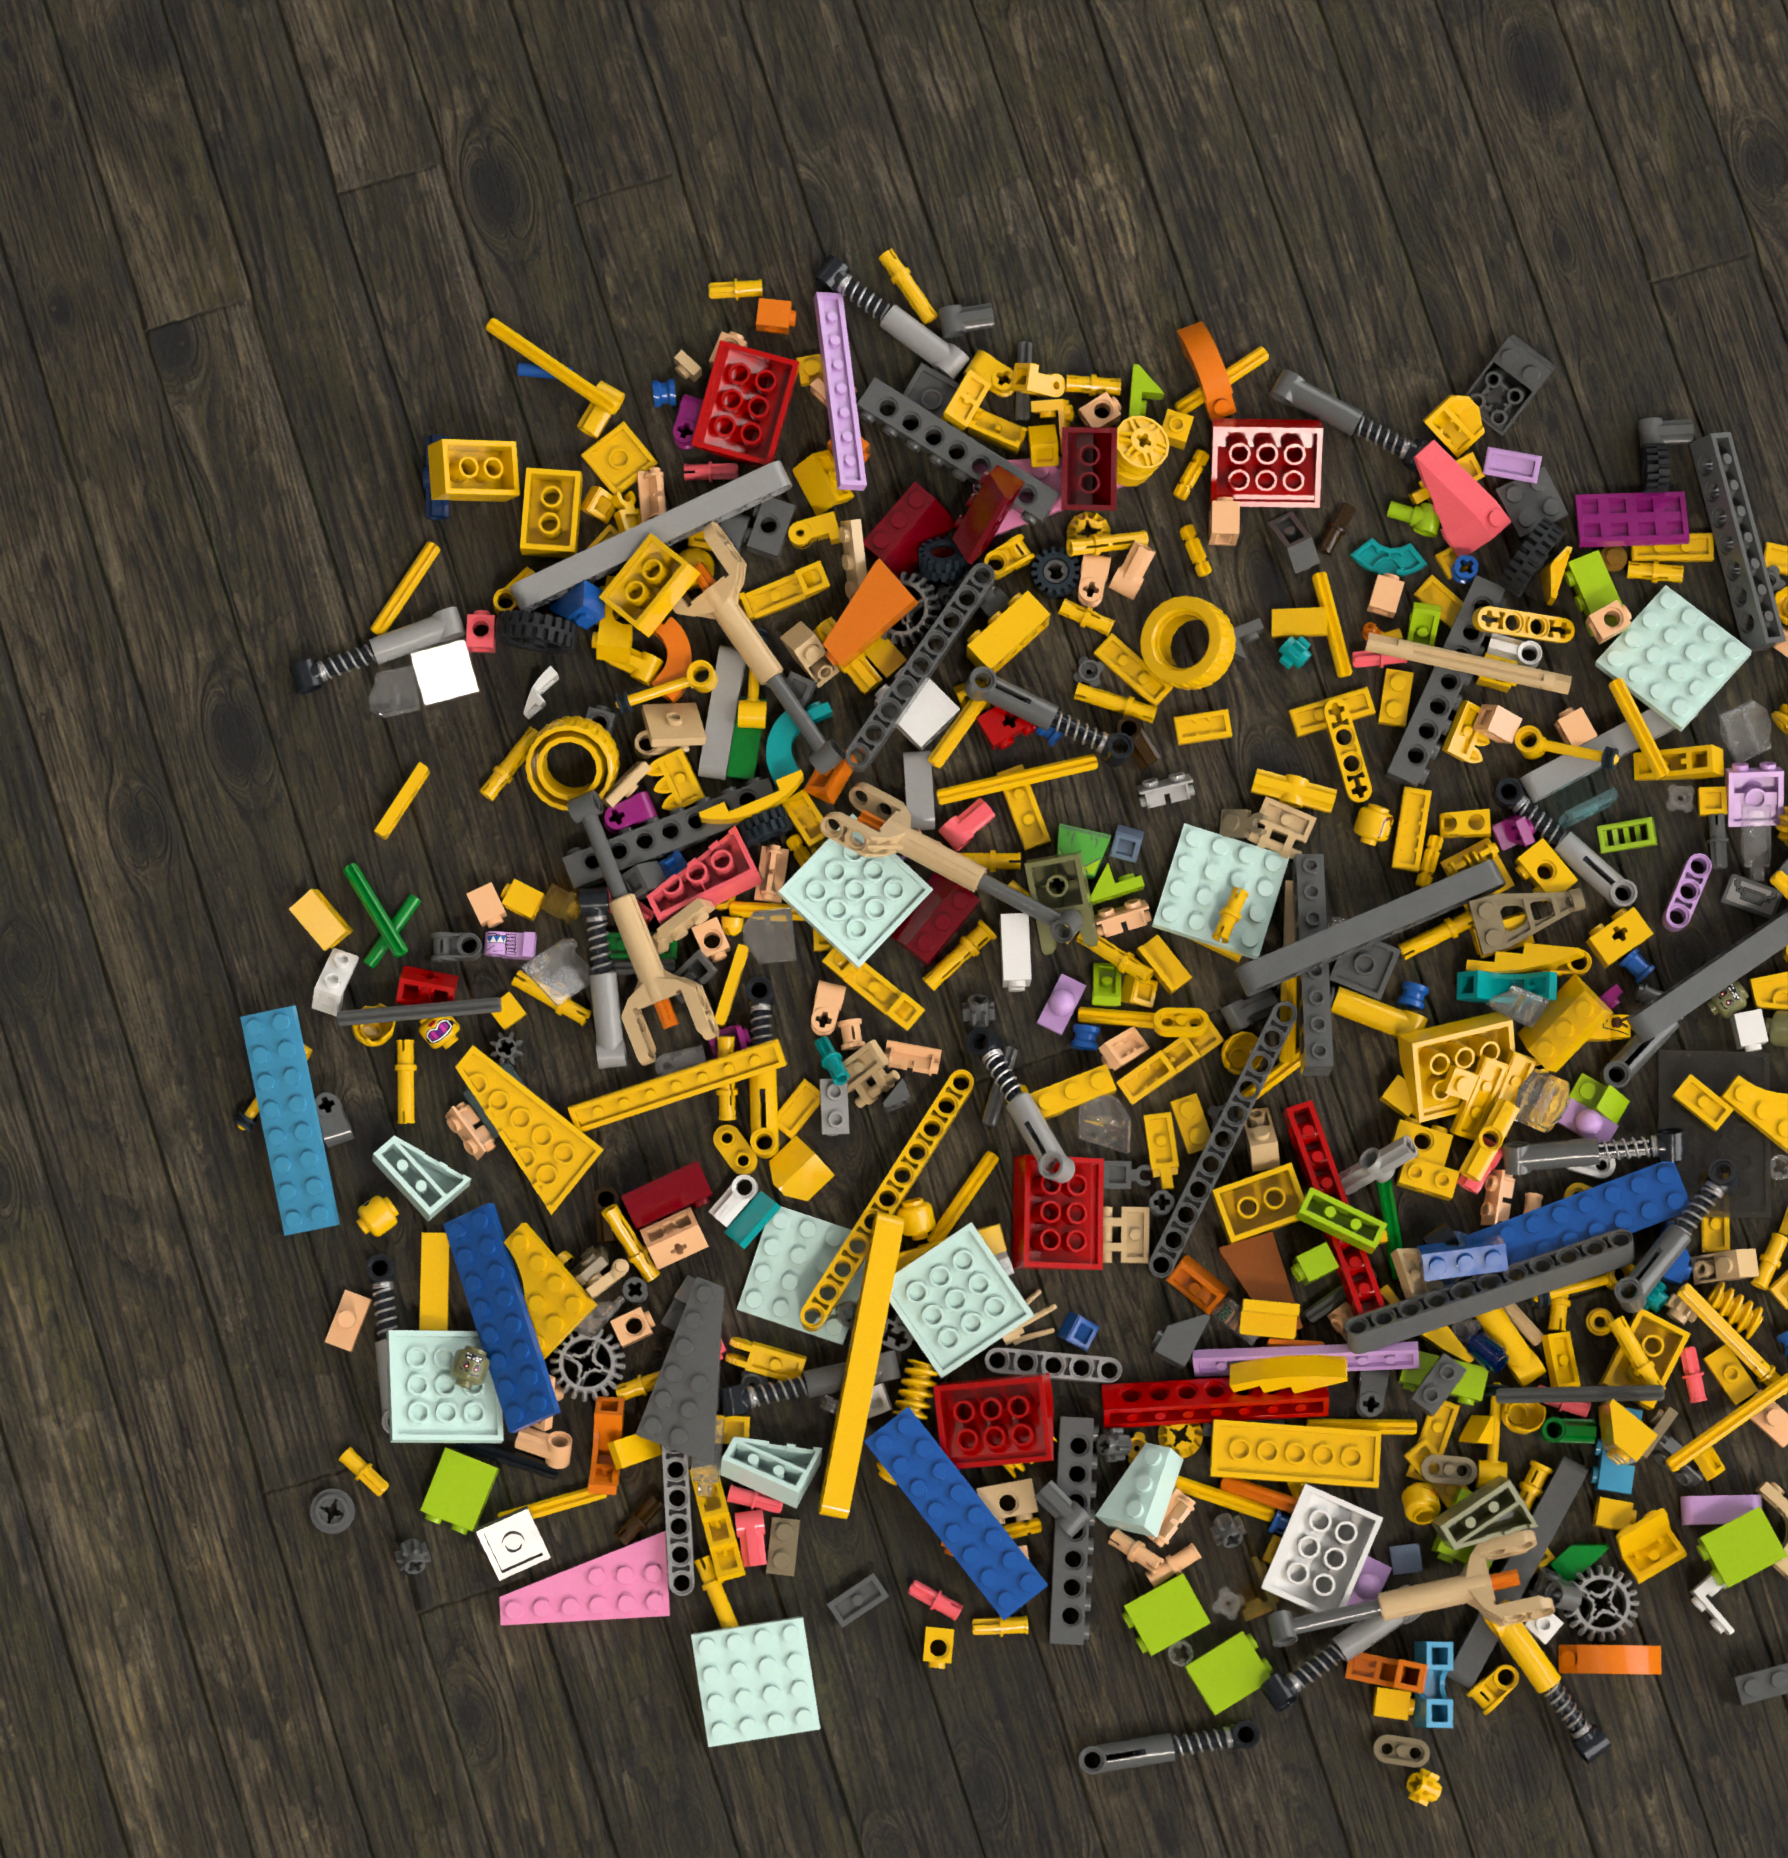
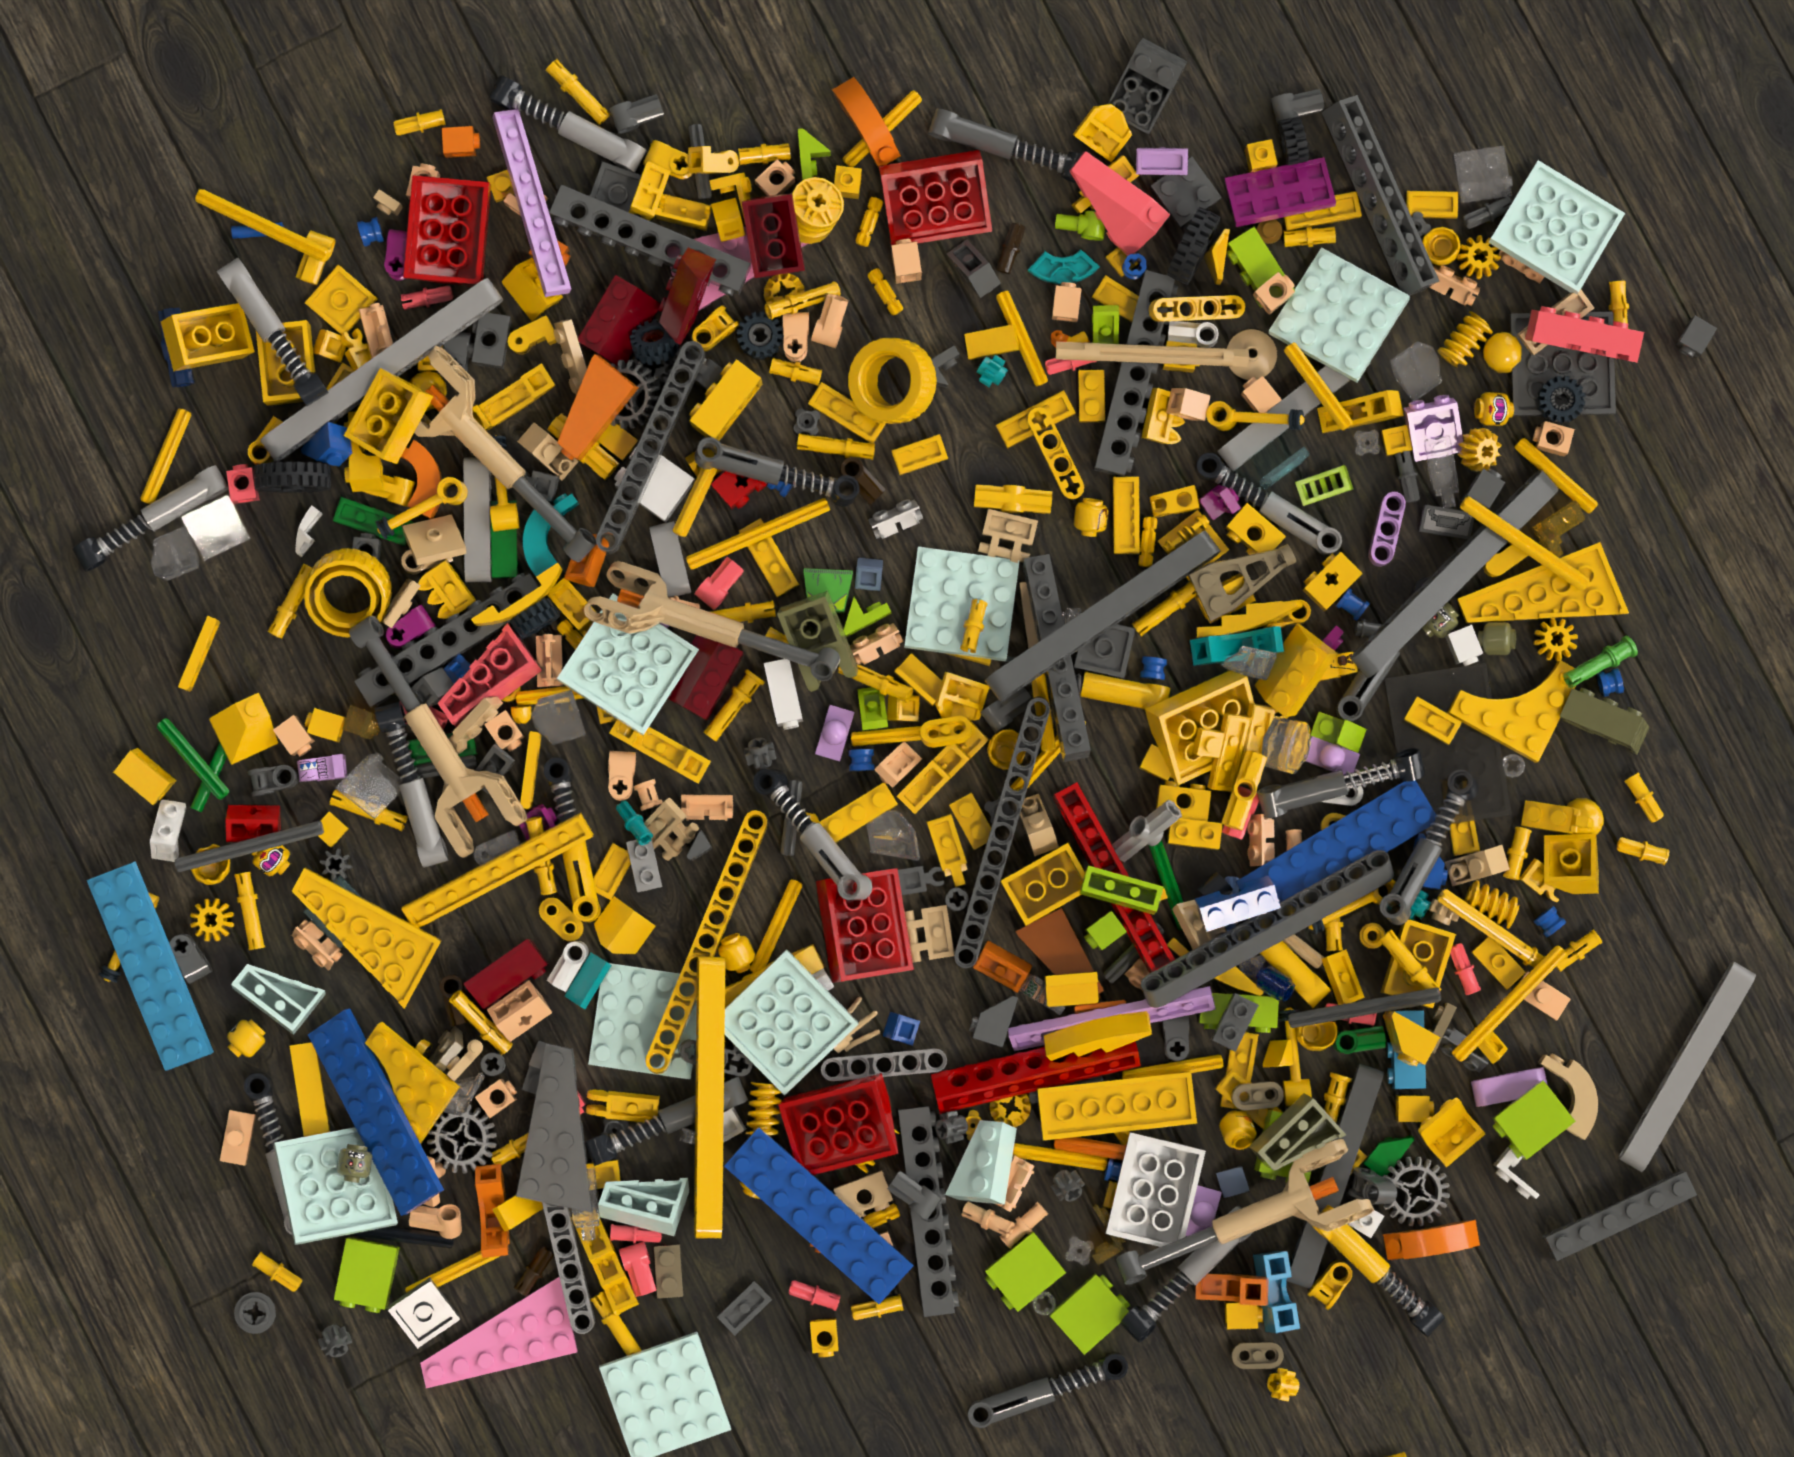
camera: 10 degrees left, 5 degrees up
(374, 1084) = (203, 919): none -> yellow gear
(436, 888) = (244, 729): none -> yellow slope
(542, 473) = (270, 329): none -> piece
(602, 692) = (363, 519): none -> green tile
(1202, 989) = (961, 697): none -> yellow slope
(1238, 823) = (969, 537): dark tan plate -> none
(1580, 696) = (1265, 349): none -> tan dish
(1617, 477) = (1260, 156): none -> yellow brick

